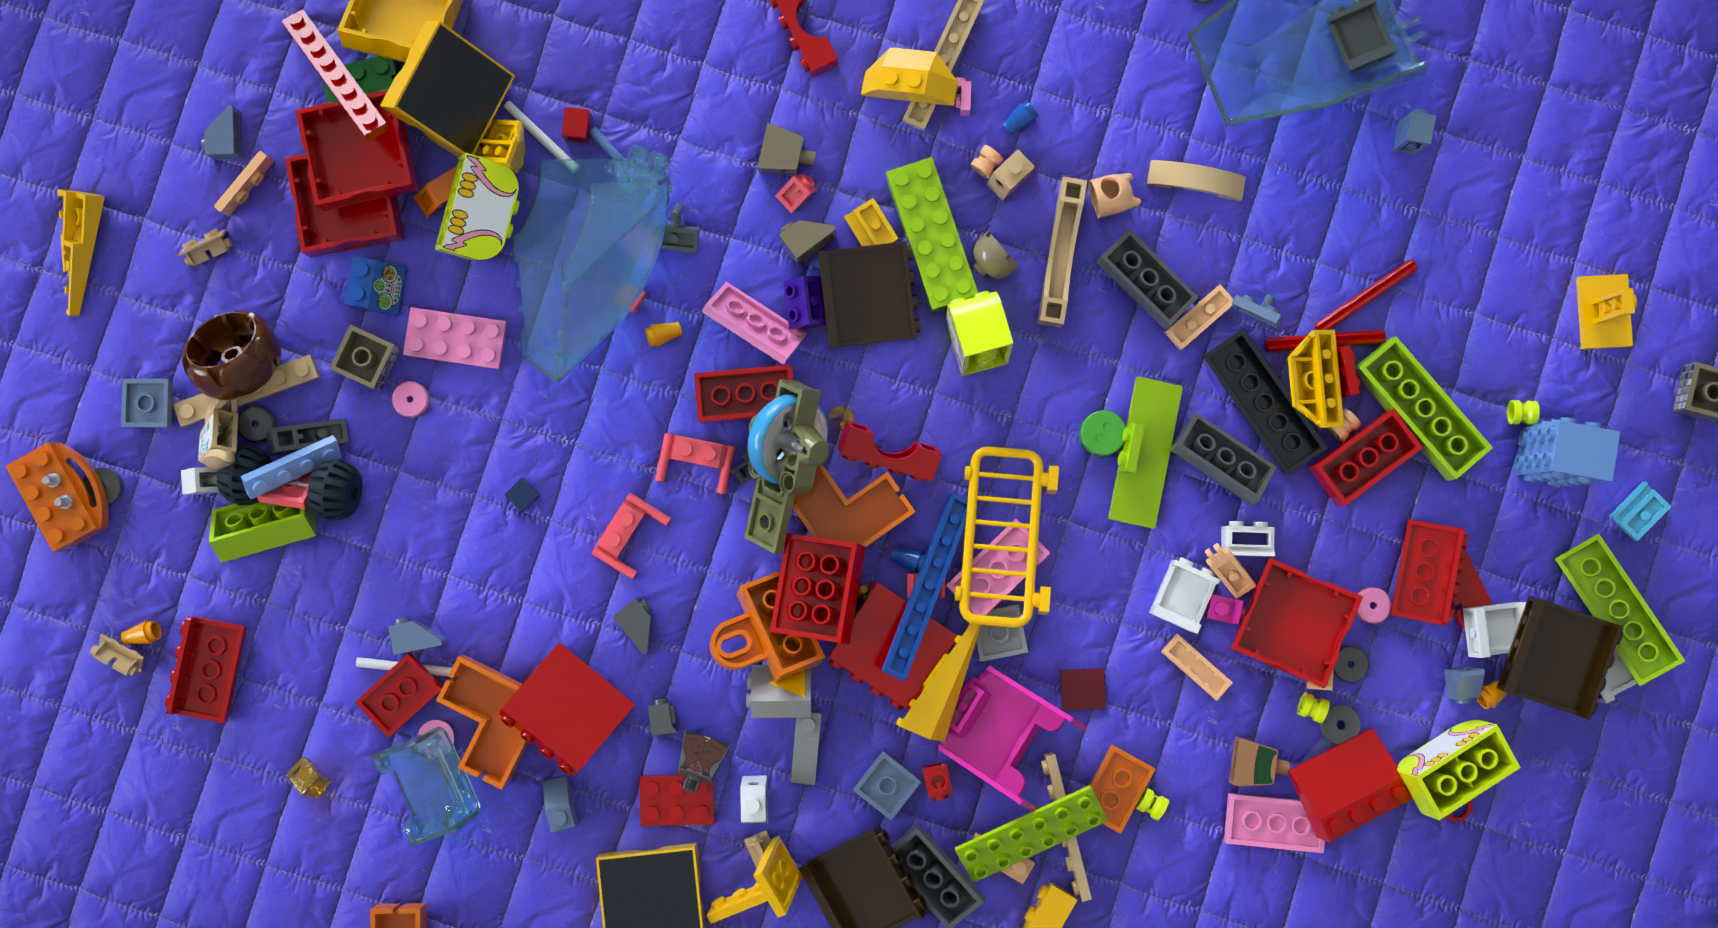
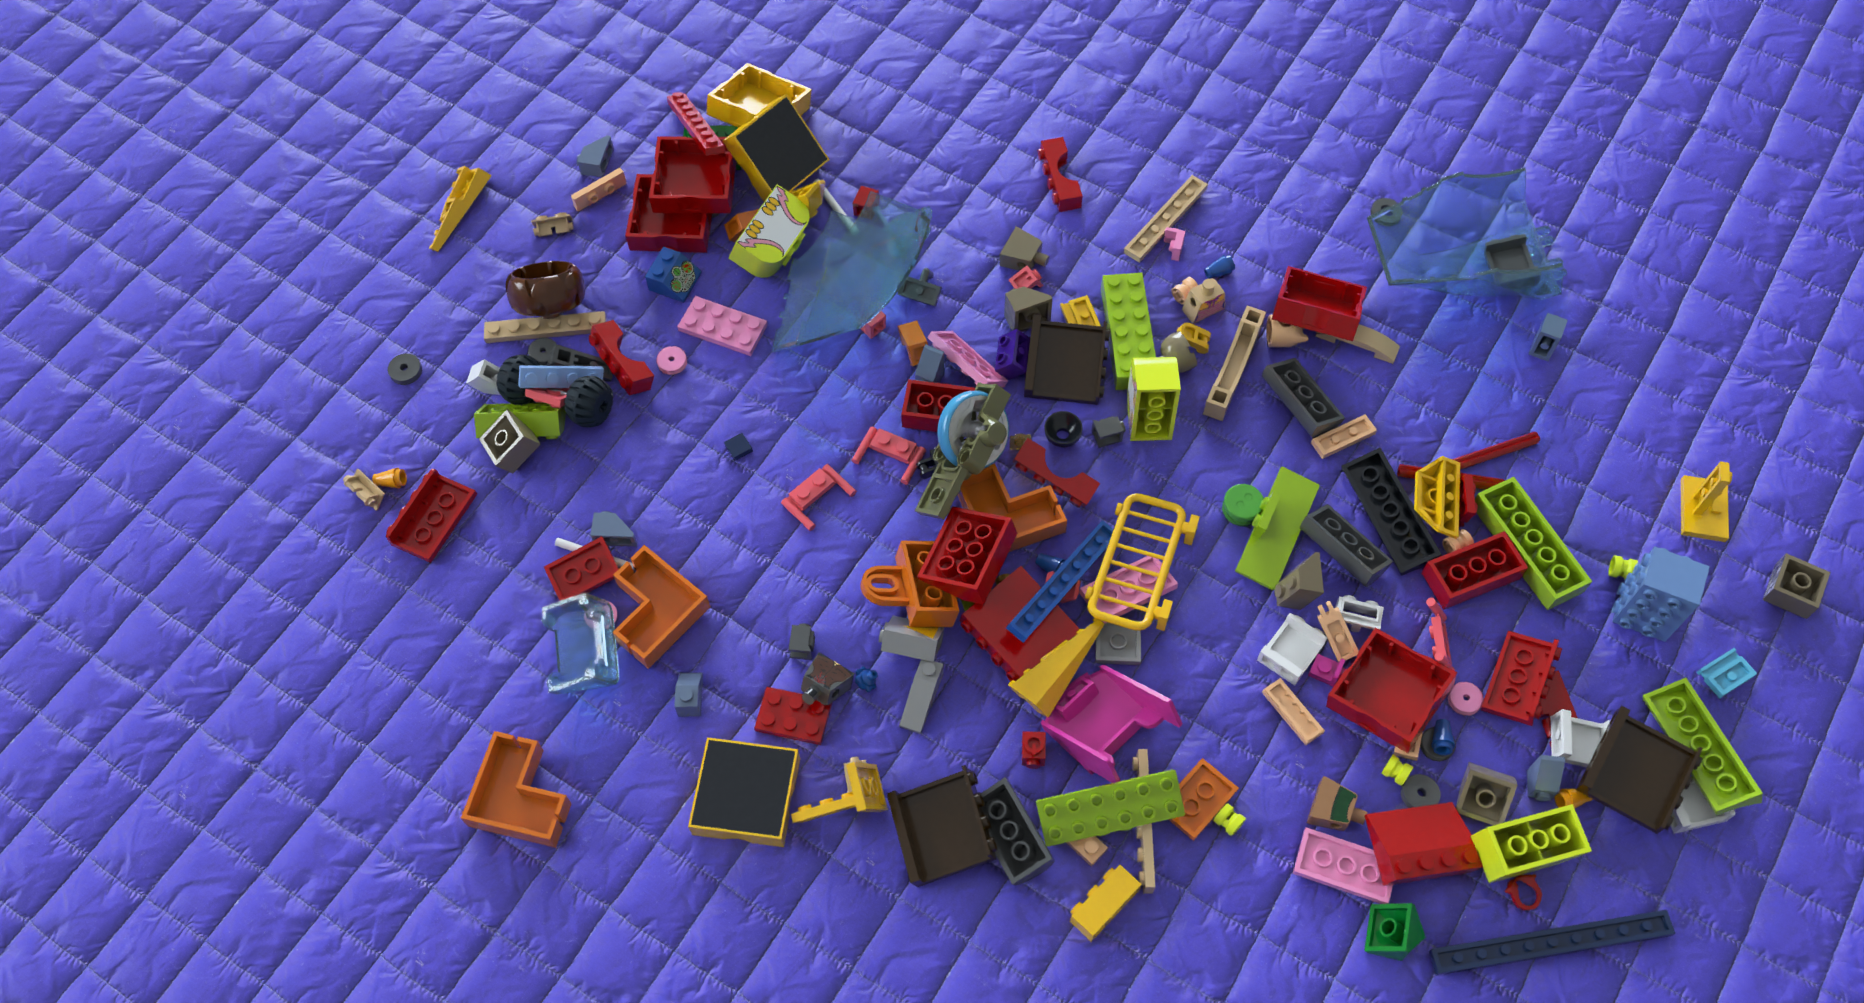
camera: 15 degrees right, 25 degrees down
(59, 495) = (370, 362): orange piece -> none
(147, 403) = (464, 316): sand blue plate -> none
(219, 434) = (514, 341): tan torso -> none
(261, 562) = (509, 442): none -> dark tan slope
(307, 778) = (481, 621): clear yellow bracket -> none
(365, 358) = (647, 319): dark tan brick -> none
(372, 437) = (631, 374): none -> red arch
(566, 710) = (720, 608): red panel -> none
(637, 623) = (803, 561): dark grey slope -> none
(662, 333) = (888, 354): light orange cone -> none
(686, 311) = (914, 340): none -> orange slope
(714, 349) = (930, 365): none -> sand blue slope
(742, 743) = (866, 678): none -> blue plant
(754, 799) = (862, 726): white torso -> none
(887, 785) = (986, 746): sand blue plate -> none
(893, 377) = (1066, 422): none -> black piece
(910, 77) = (1137, 220): yellow wedge -> none
(935, 375) = (1108, 431): none -> dark grey window
(1001, 226) = (1196, 336): none -> yellow plate
(1082, 689) = (1189, 707): dark red piece -> none
(1147, 154) = (1320, 303): none -> red tile
(1181, 521) = (1301, 584): none -> dark tan slope
(1263, 313) = (1394, 436): sand blue plate -> none
(1332, 881) = (1393, 930): none -> green slope
(1341, 557) = (1439, 633): none -> coral plate
(1355, 662) = (1443, 739): none -> blue cone
(1406, 712) = (1485, 794): none -> dark tan slope
(1487, 850) = (1551, 942): none -> dark blue plate

